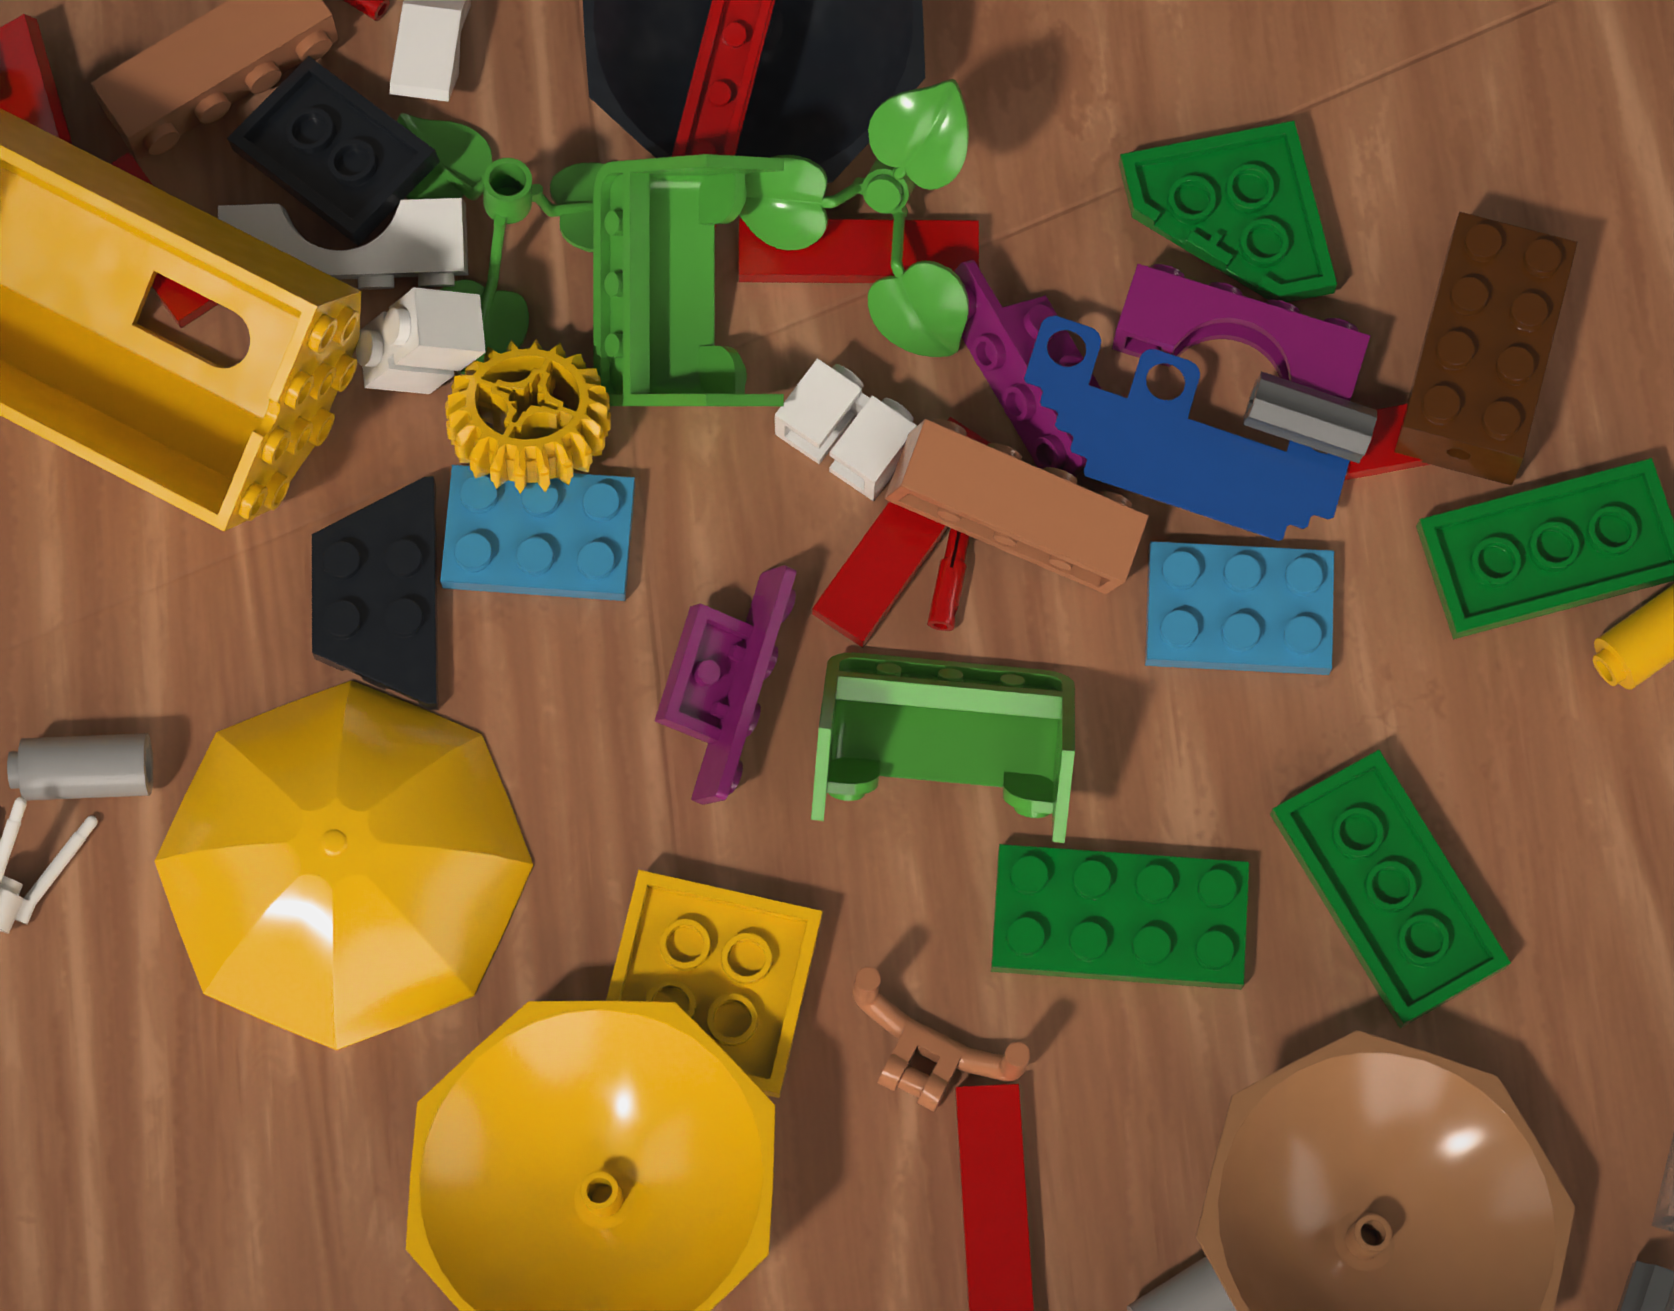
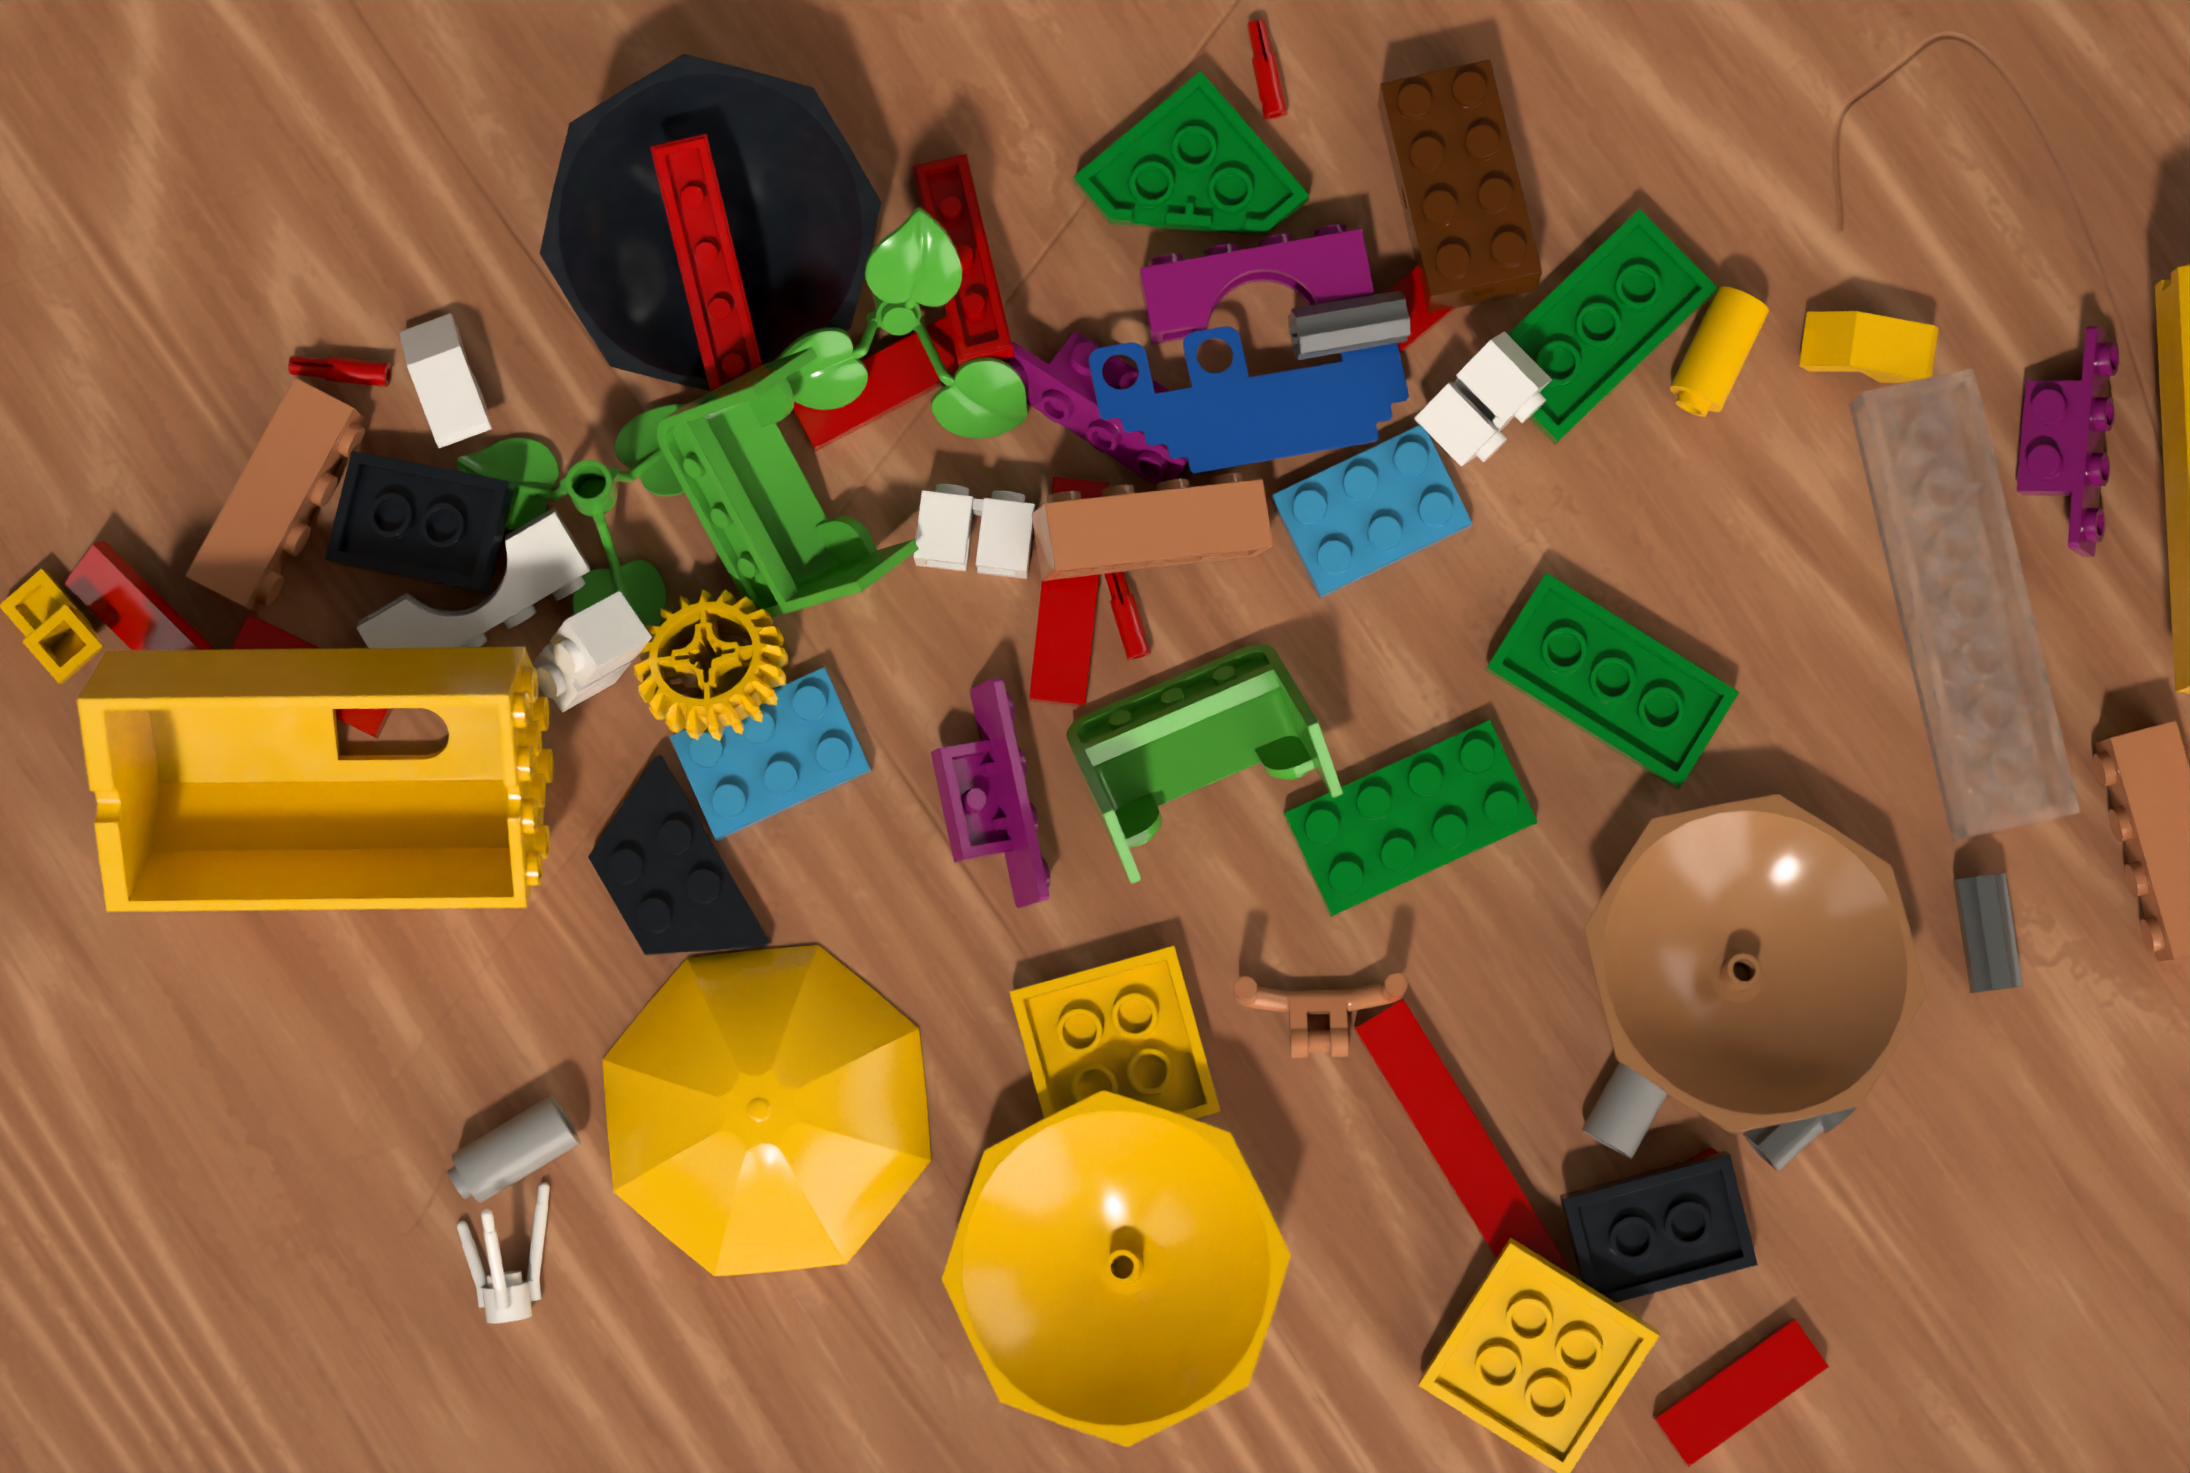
camera: 25 degrees left, 10 degrees up
(967, 205) = (976, 309): none -> red tile
(1357, 158) = (1266, 71): none -> red piece
(1419, 550) = (1484, 399): none -> white piece

